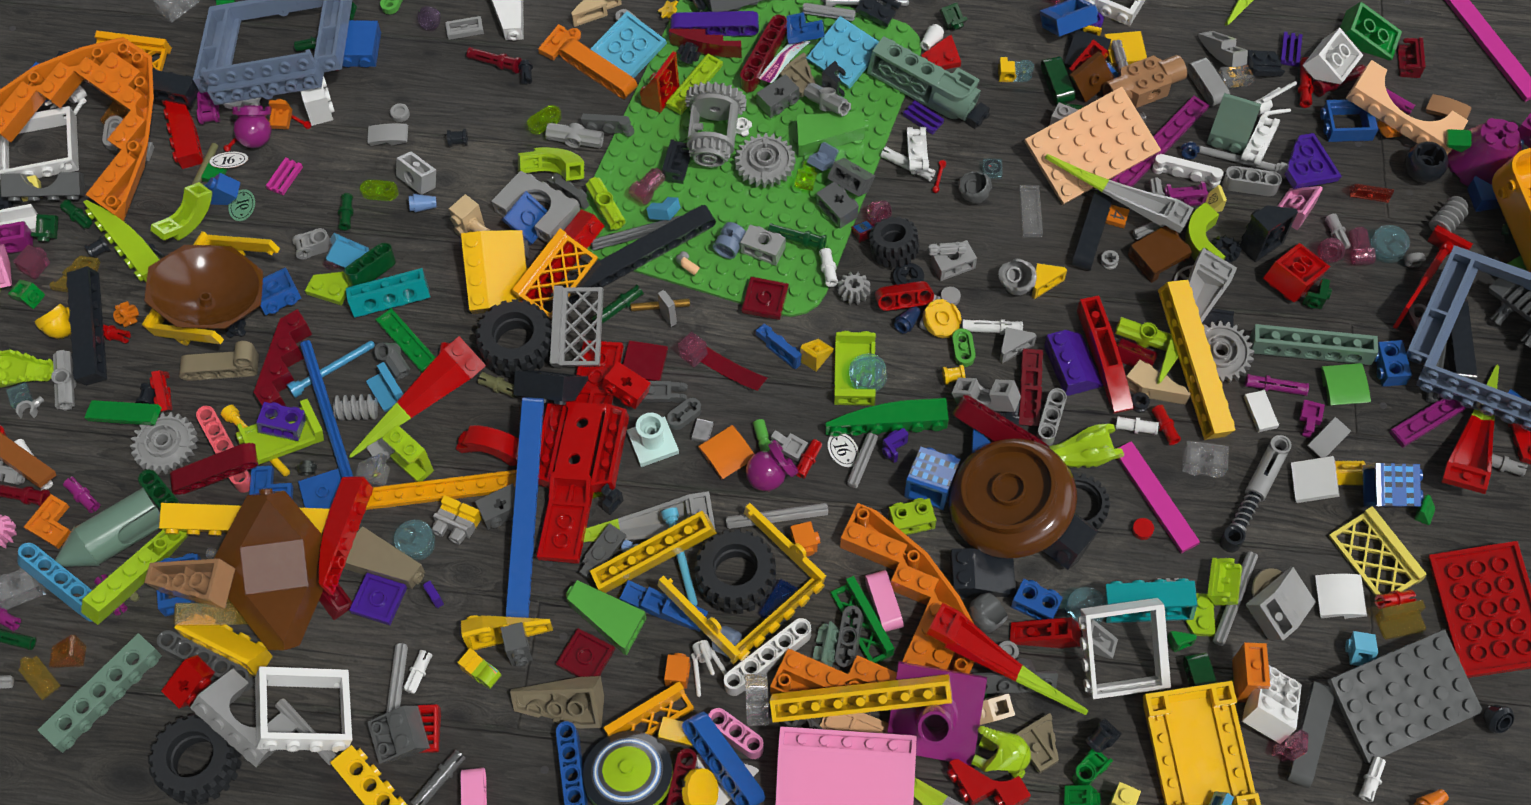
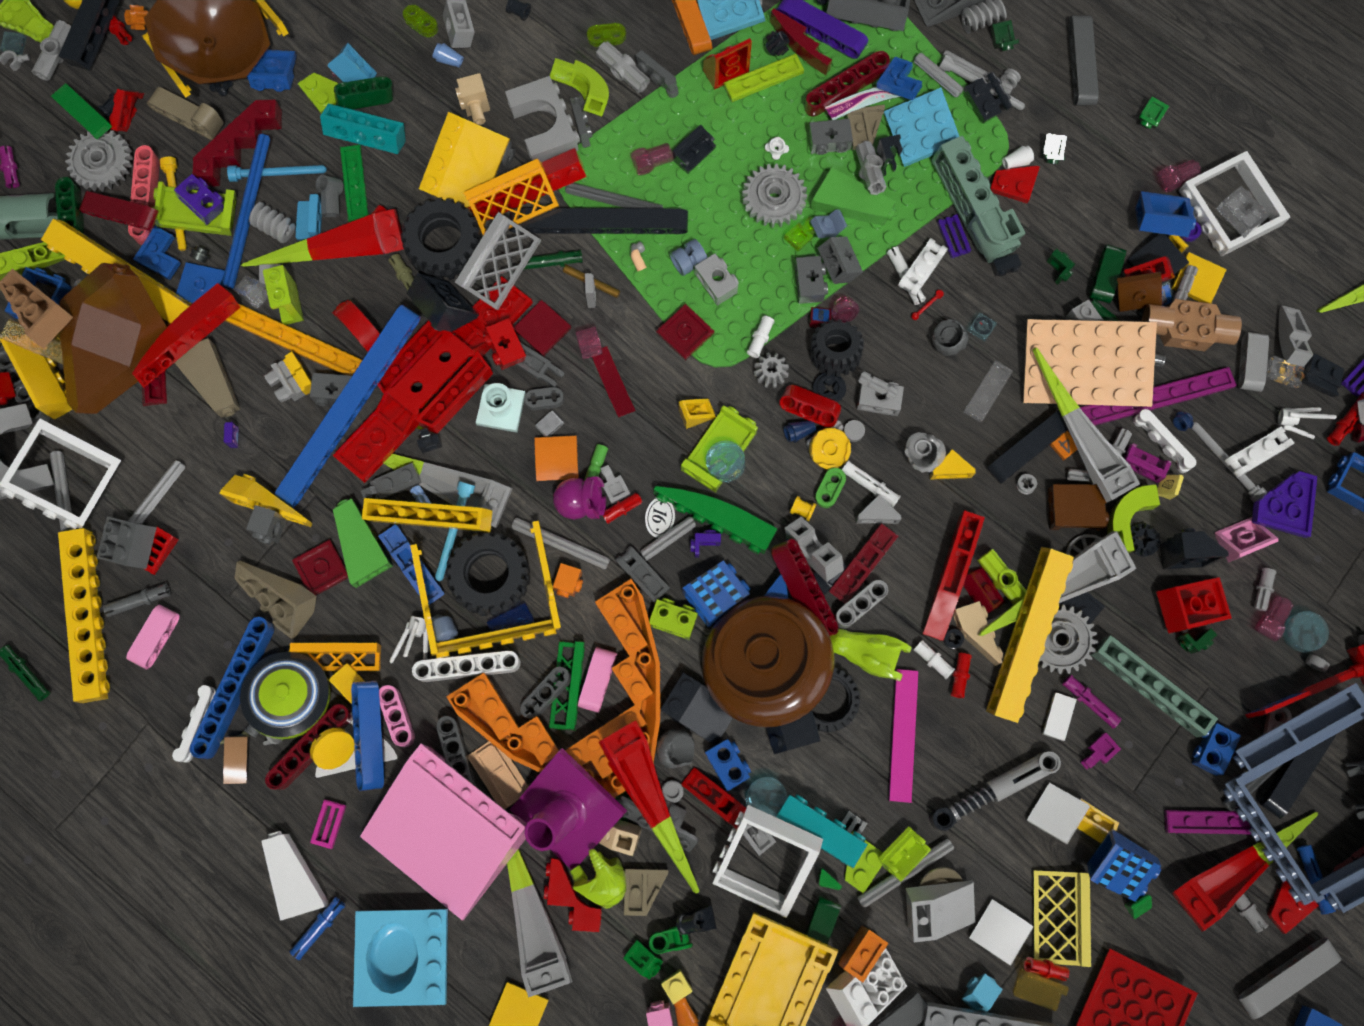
camera: 30 degrees right, 15 degrees up
(312, 243) = (328, 40): light grey piece -> none
(345, 211) = (377, 25): dark green pin -> none
(378, 599) = (185, 410): dark purple plate -> none
(415, 539) = (246, 376): clear light blue head -> none
(417, 672) = (177, 496): white axle -> none
(479, 669) = (227, 525): leg -> none
(525, 215) = (525, 123): blue tile -> none
(610, 210) = (602, 163): lime piece -> none
(664, 210) = (651, 192): dark azure piece -> none
(677, 670) = (385, 630): orange brick -> none
(718, 104) = (762, 112): light grey piece -> none
(756, 699) = (428, 700): clear brick -> none
(779, 346) = (667, 385): blue hinge -> none
(807, 236) = (759, 296): dark green pin -> none
(827, 636) = (515, 694): sand green hinge -> none
(861, 698) = (506, 762): yellow brick -> none
(870, 498) = (643, 575): none -> dark grey plate
(1014, 70) = (1073, 239): leg -> none
(1020, 92) = (1062, 263): none -> dark green bracket
(1072, 362) = (919, 563): dark purple slope -> none
(1143, 528) = (870, 757): red tile -> none
(1215, 455) = (984, 733): clear brick -> none
(1233, 123) = (1240, 423): sand green slope -> none
(1251, 181) = (1229, 489): light grey beam -> none
(1329, 438) = (1101, 782): light grey slope -> none
(1331, 250) = (1243, 603): clear pink cone -> none
(1345, 384) = (1157, 741): bright green slope -> none
(1371, 192) = (1327, 569): clear red slope -> none

